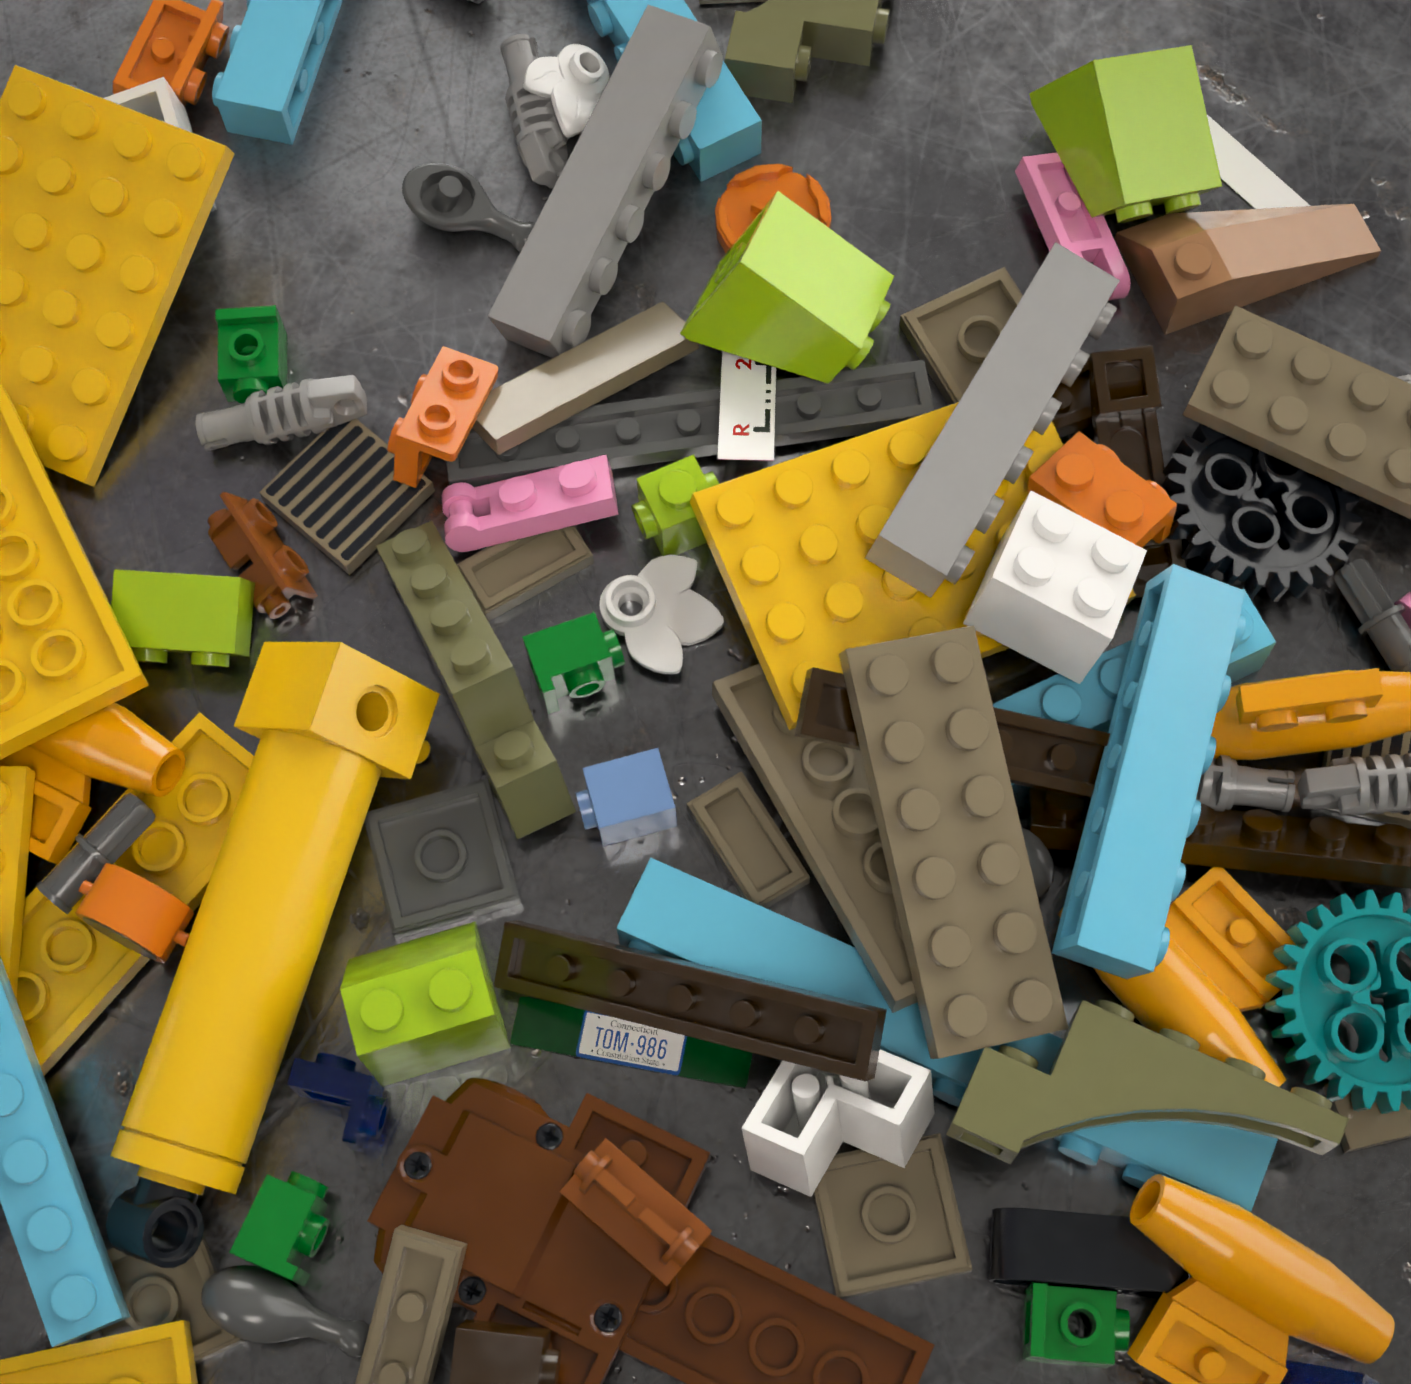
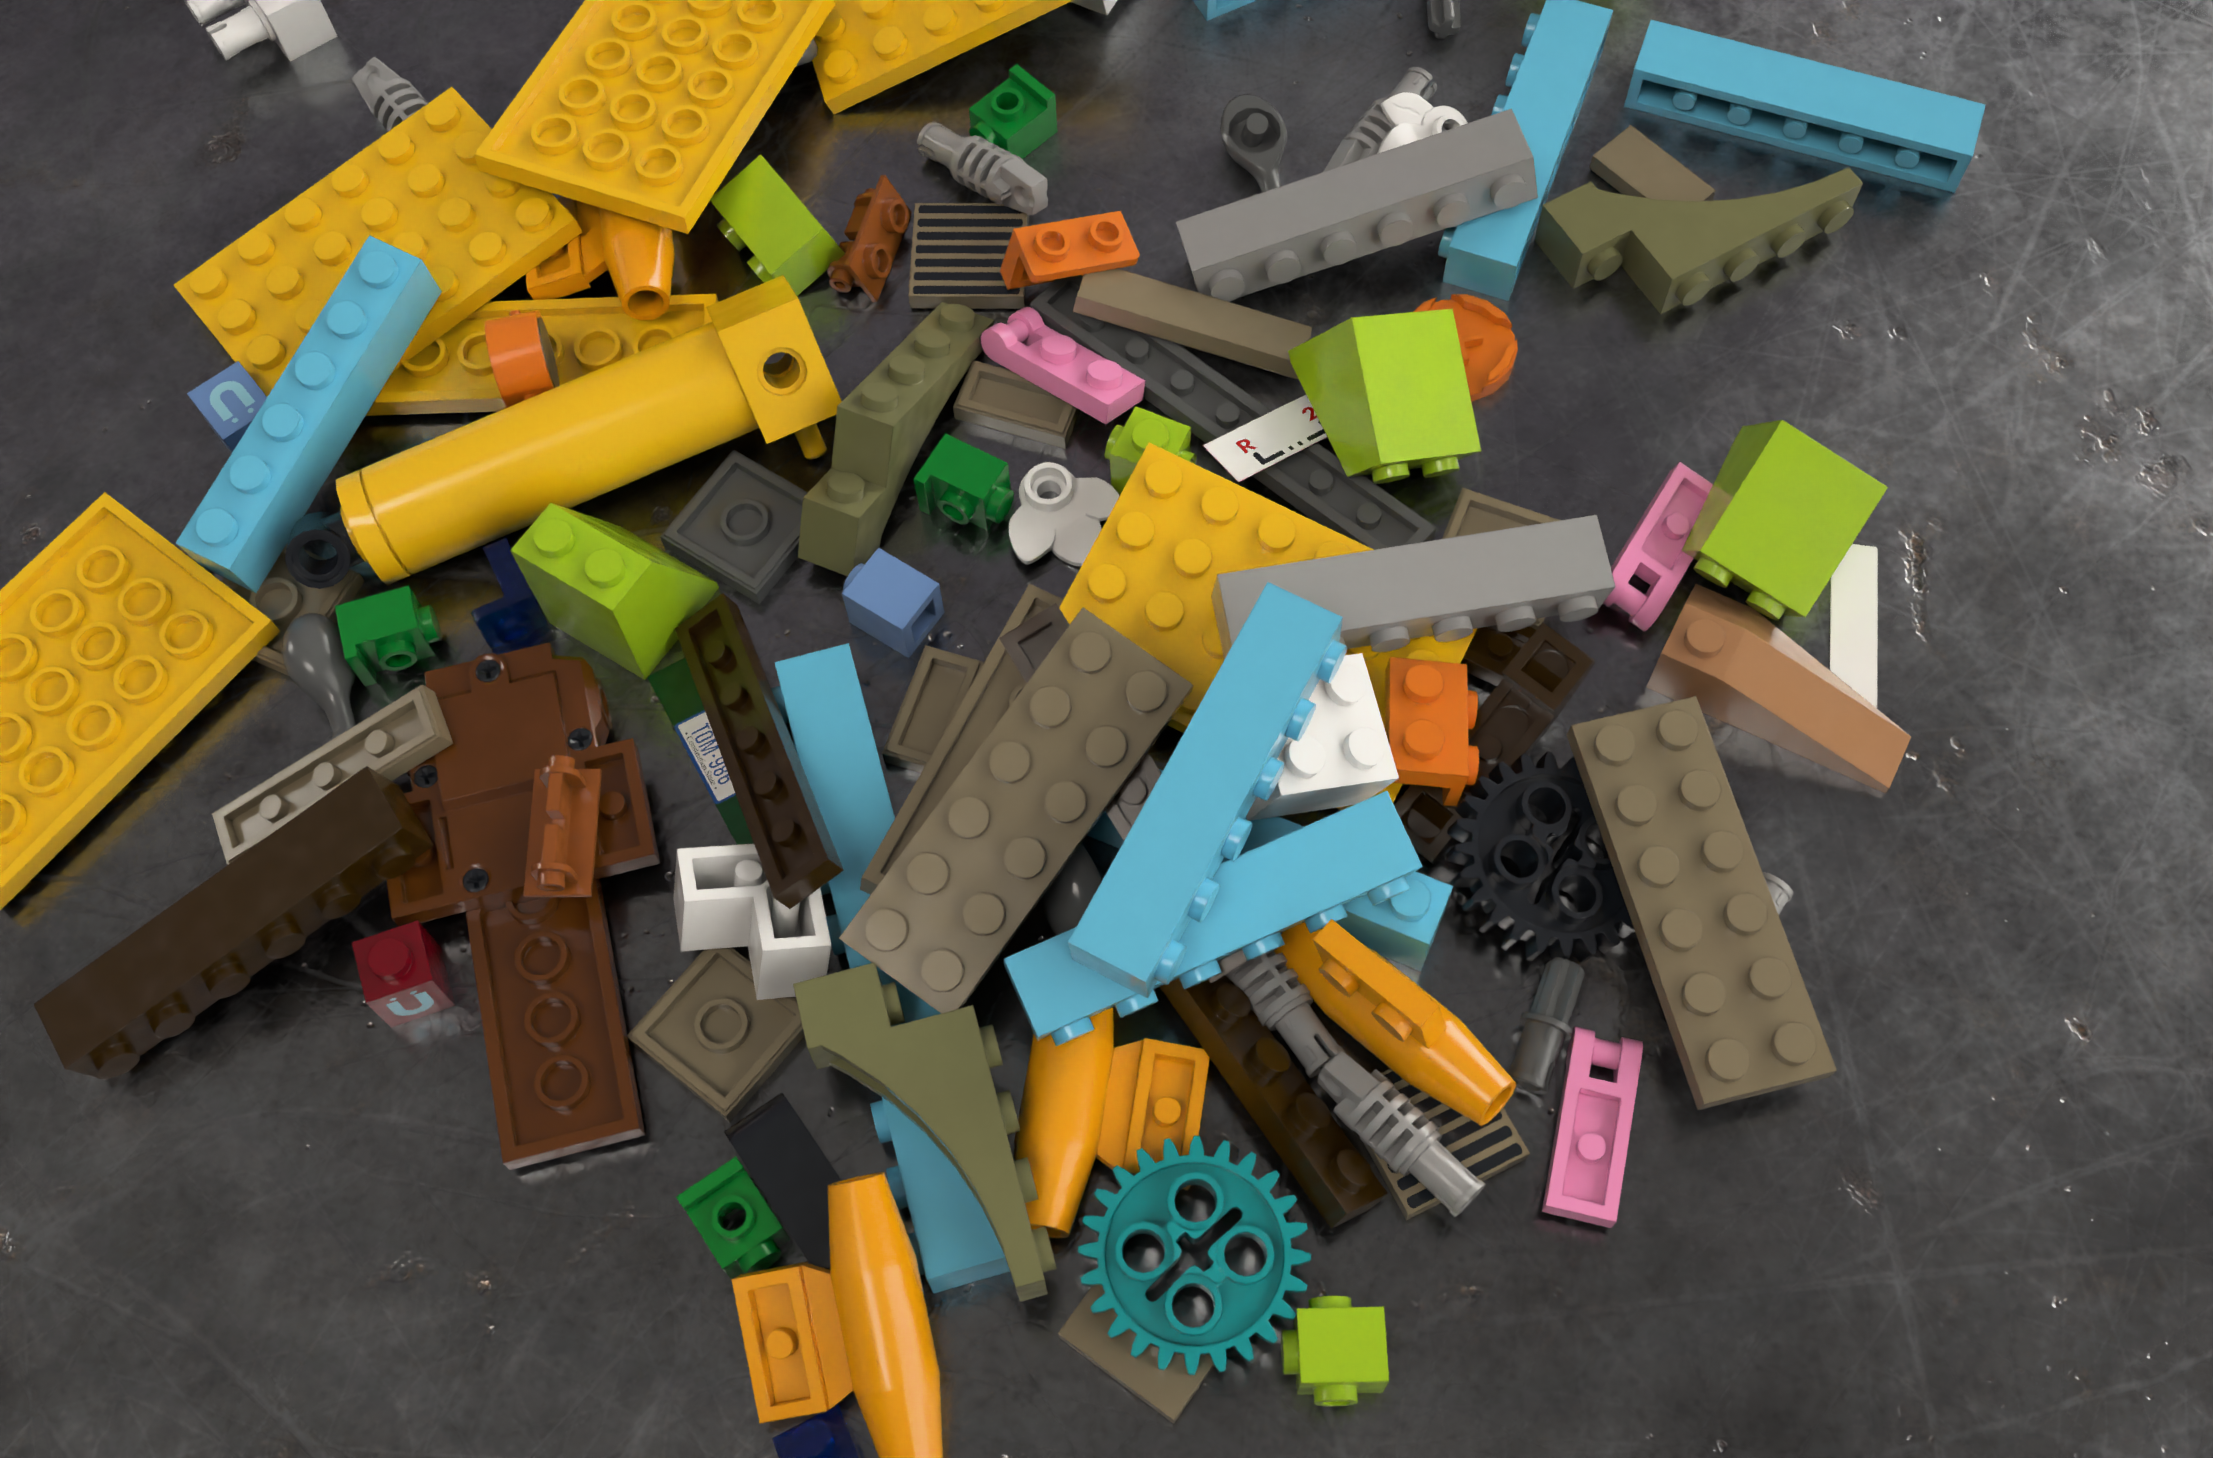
camera: 50 degrees right, 5 degrees down
(100, 846) = (560, 307): dark grey axle -> none
(1085, 684) = (1207, 791): none -> medium azure brick

